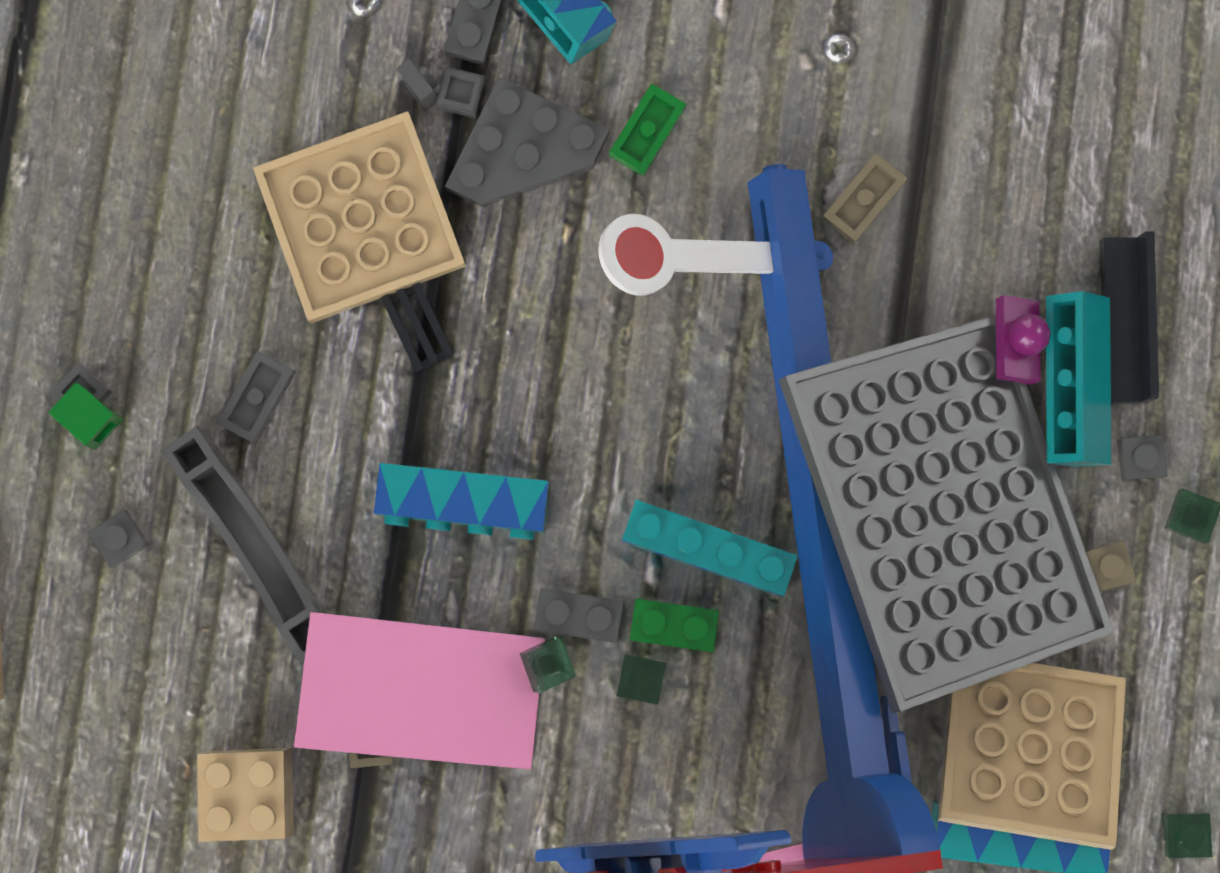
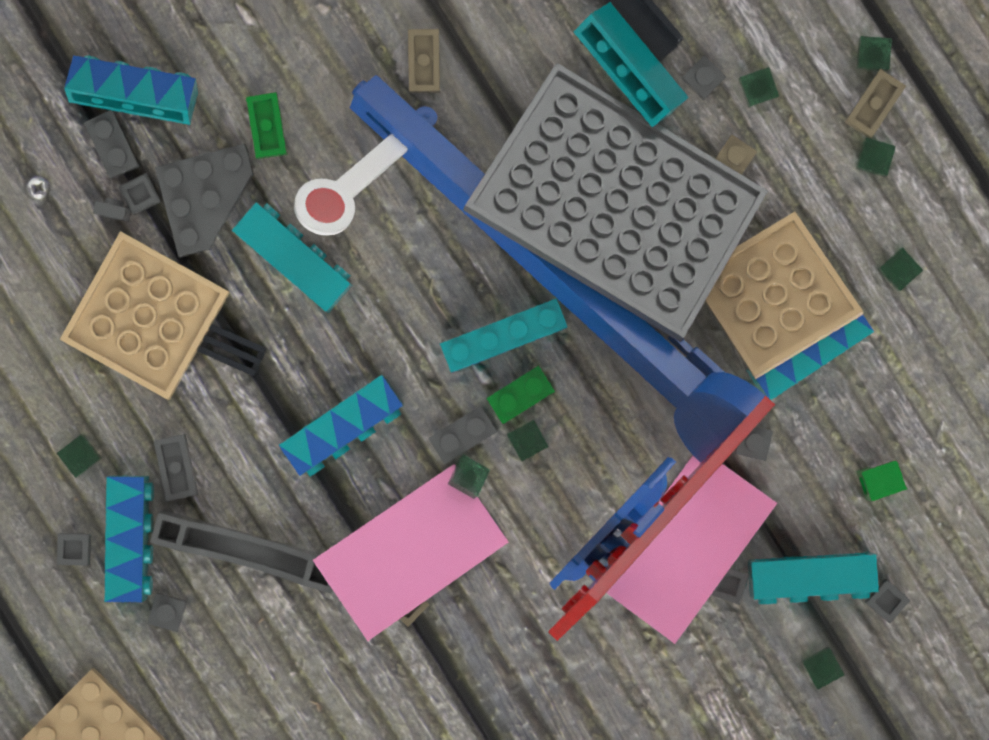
camera: 45 degrees left, 5 degrees up
(85, 416) = (86, 560): green panel -> none
(142, 427) = (127, 538): none -> brick
(170, 302) = (79, 455): none -> clear green plate
(245, 794) = (362, 690): tan brick -> none
(559, 284) = (291, 257): none -> teal brick
(1019, 339) = (579, 69): magenta tile -> none

